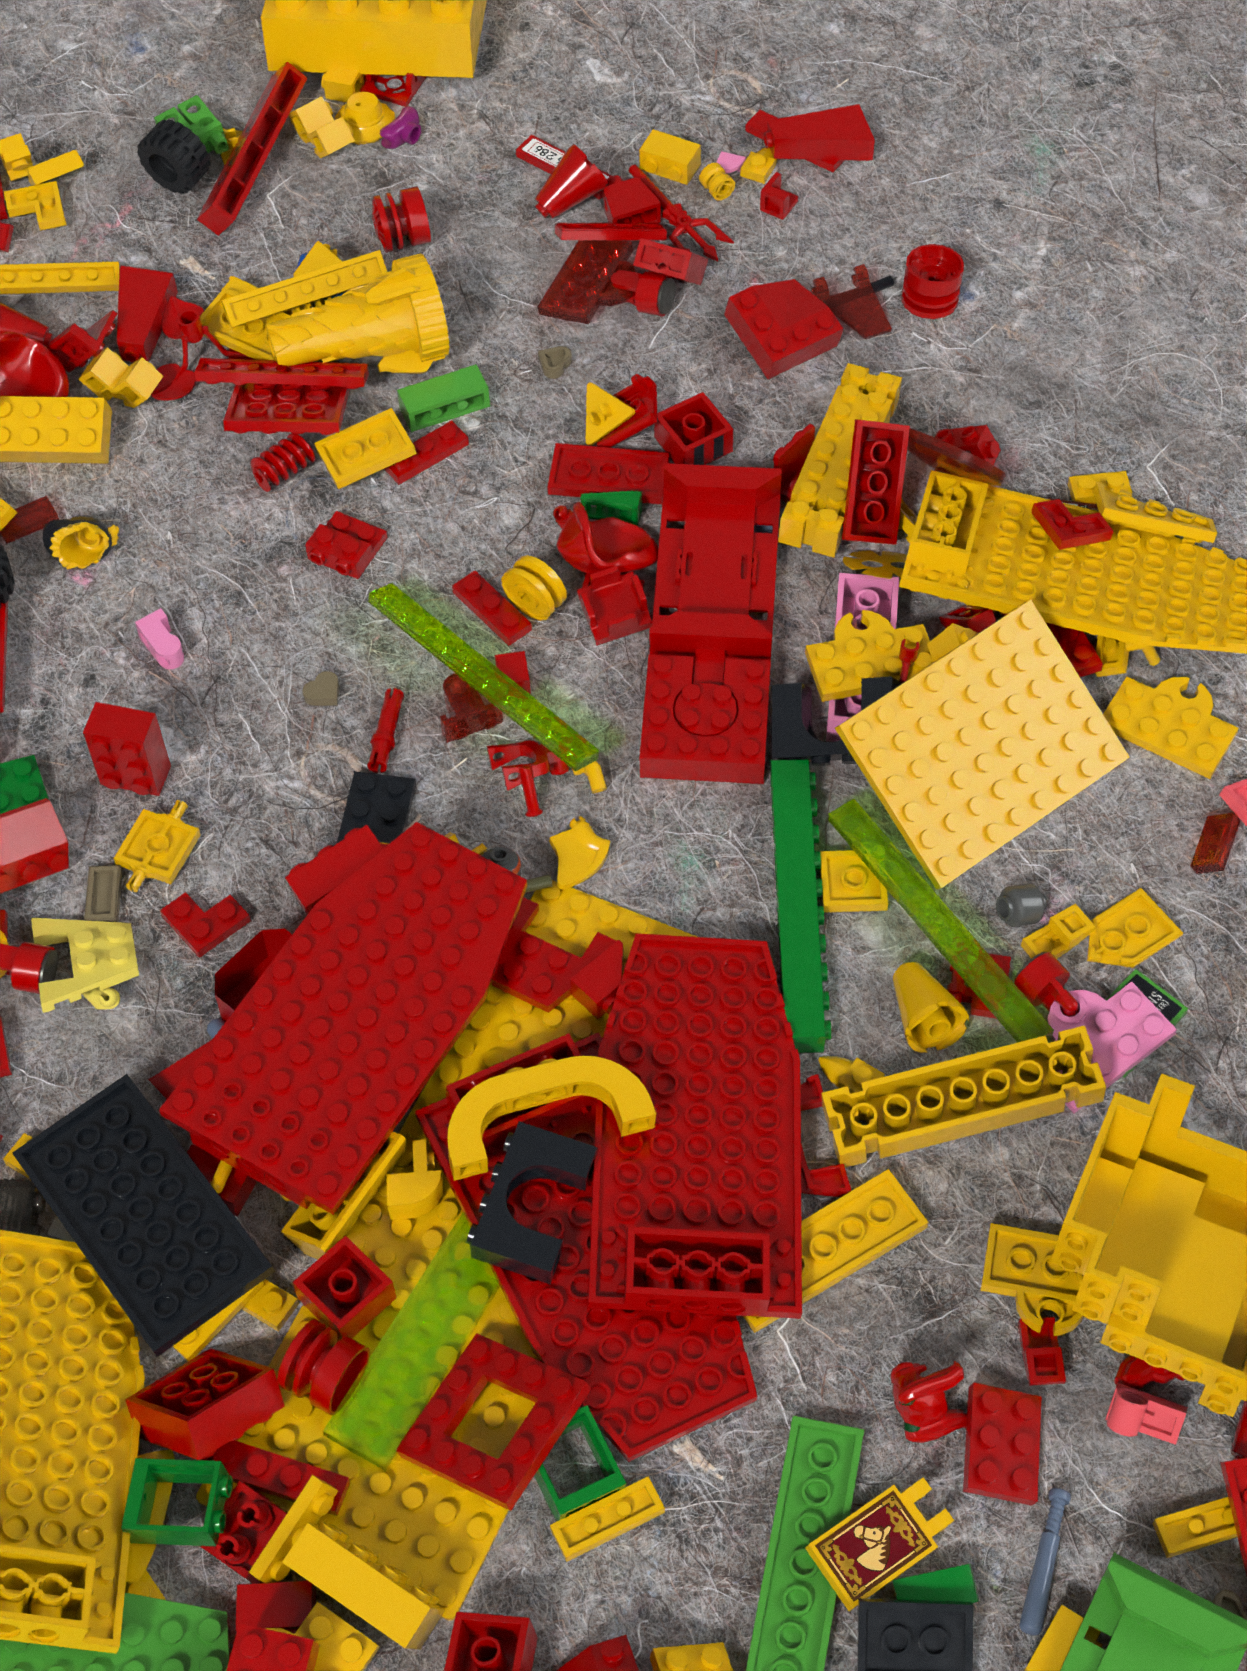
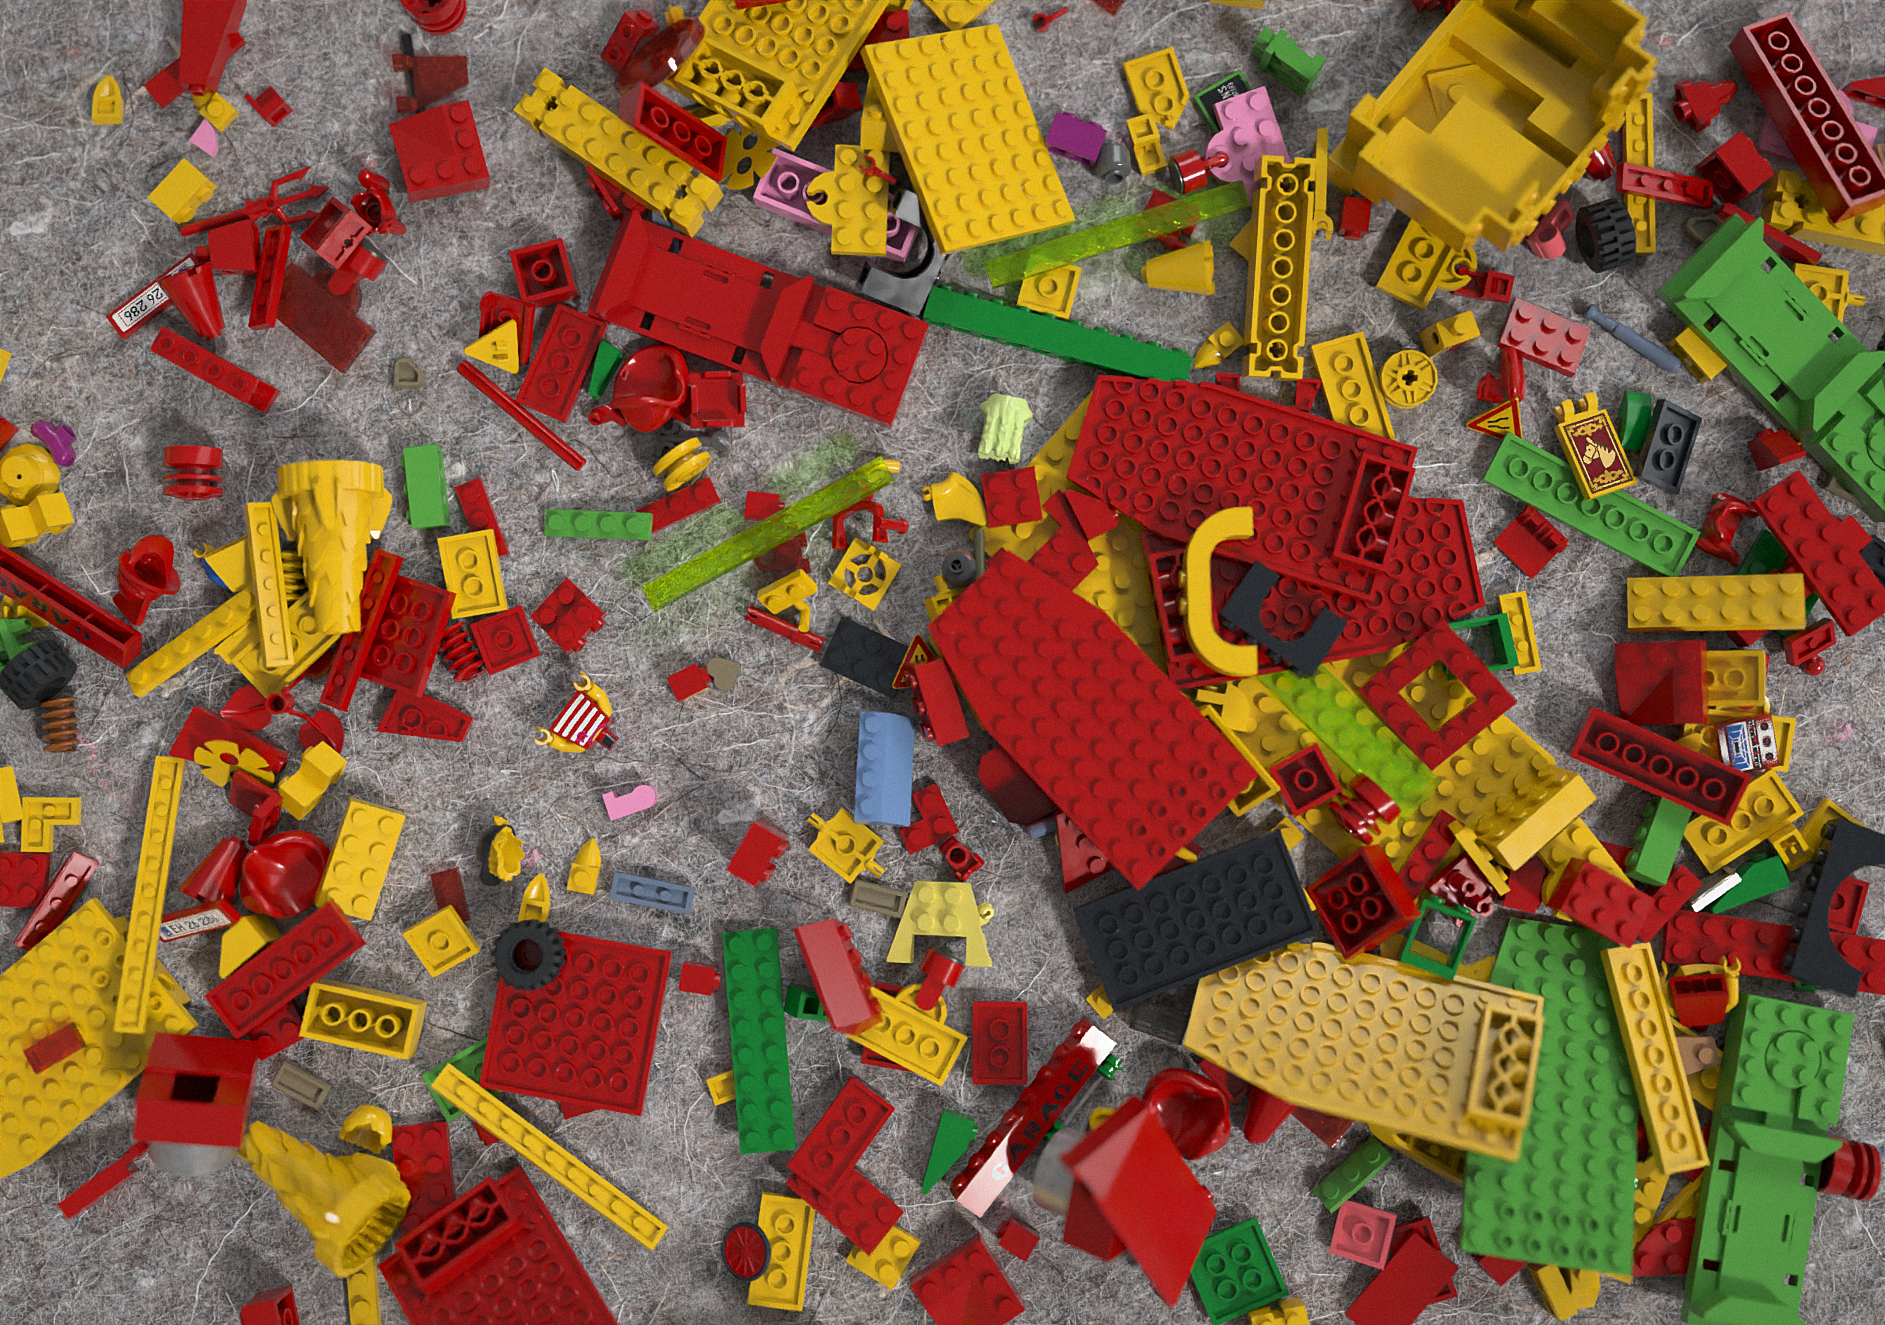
camera: 75 degrees left, 30 degrees up
(32, 586) = (536, 900): none -> yellow plate
(65, 684) = (652, 892): none -> sand blue plate
(76, 624) = (585, 869): none -> yellow plate
(123, 318) = (220, 771): none -> yellow piece
(131, 189) = (60, 725): none -> dark orange piece
(163, 964) = (964, 862): none -> red plate
(208, 454) = (425, 718): none -> red wing
(228, 257) = (193, 642): none -> yellow plate
(237, 577) = (582, 721): none -> torso
(246, 851) = (884, 769): none -> medium blue slope
(294, 210) = (145, 576): none -> red helmet
(302, 658) = (689, 682): none -> red brick
(306, 497) = (505, 640): none -> red plate
(425, 717) = (788, 592): none -> yellow plate
(449, 542) = (598, 525): none -> bright green plate
(454, 766) = (860, 548): none -> yellow piece
(504, 210) = (214, 370): none -> red fence
(542, 457) = (521, 415): none -> red axle
(571, 618) = (670, 438): none -> dark grey bar
(598, 902) = (1011, 497): none -> red plate
(672, 868) = (1003, 427): none -> yellowish green piece
(713, 291) = (377, 200): none -> red hair
(718, 183) = (230, 156): yellow wheel -> none
(732, 90) = (107, 103): none -> yellow plate
(733, 1504) = (1531, 541): none -> red hinge
(876, 1415) = (1499, 420): none -> piece
(902, 1279) = (1419, 370): none -> yellow wheel
(962, 1322) = (1452, 334): none -> yellow torso
(1011, 479) = (674, 14): none -> yellow plate
(1032, 857) = (1075, 139): none -> magenta brick
(1060, 1175) = (1354, 218): none -> red brick
(1072, 1118) = (1320, 219): none -> yellow tile
(1153, 803) = (1049, 18): none -> red hand
(1159, 1469) = (1605, 235): none -> black tyre
(1217, 1041) = (1287, 61): none -> bright green hips

